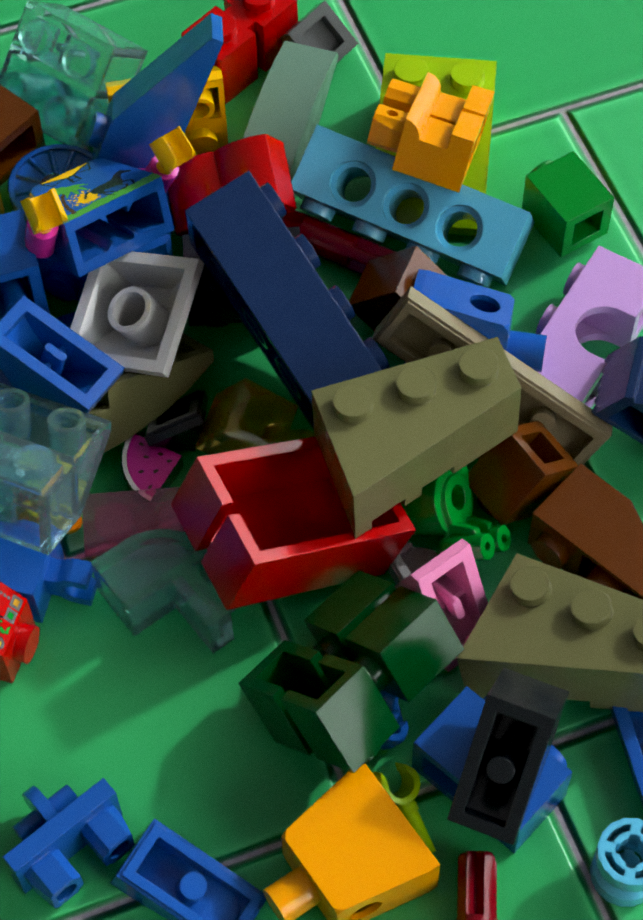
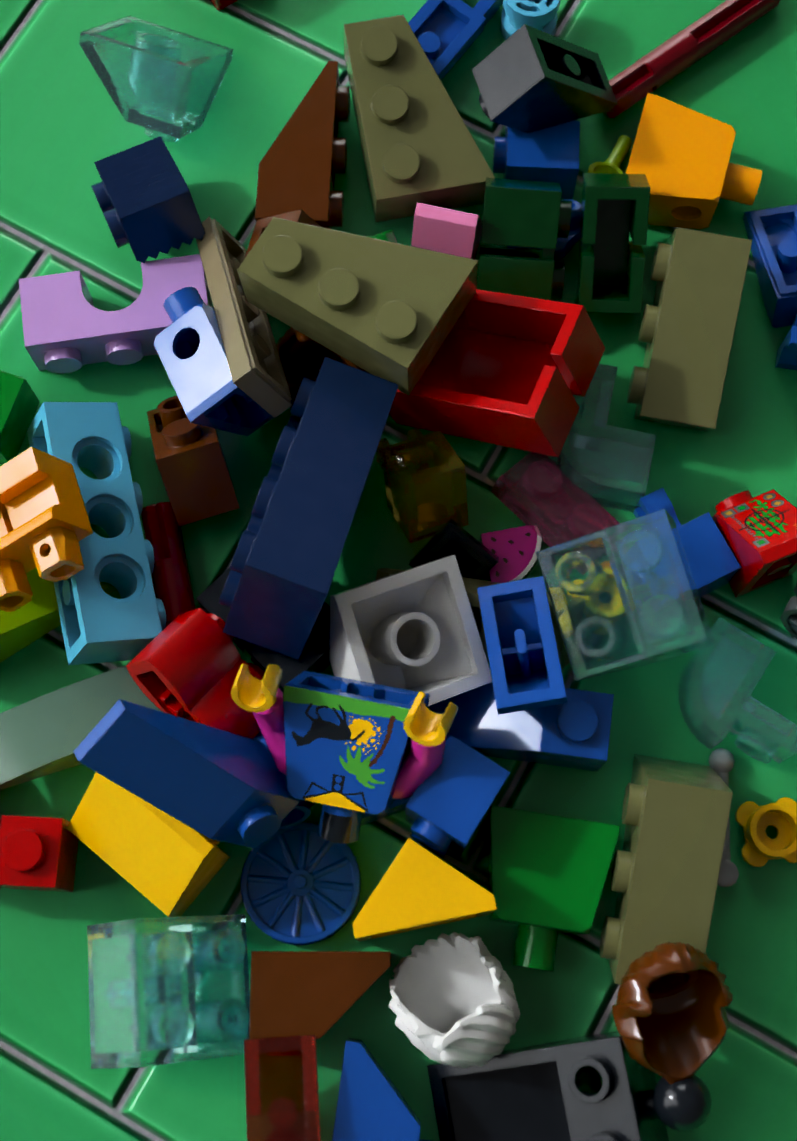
camera: 130 degrees left, 15 degrees up
(200, 726) = (689, 328): none -> olive wedge

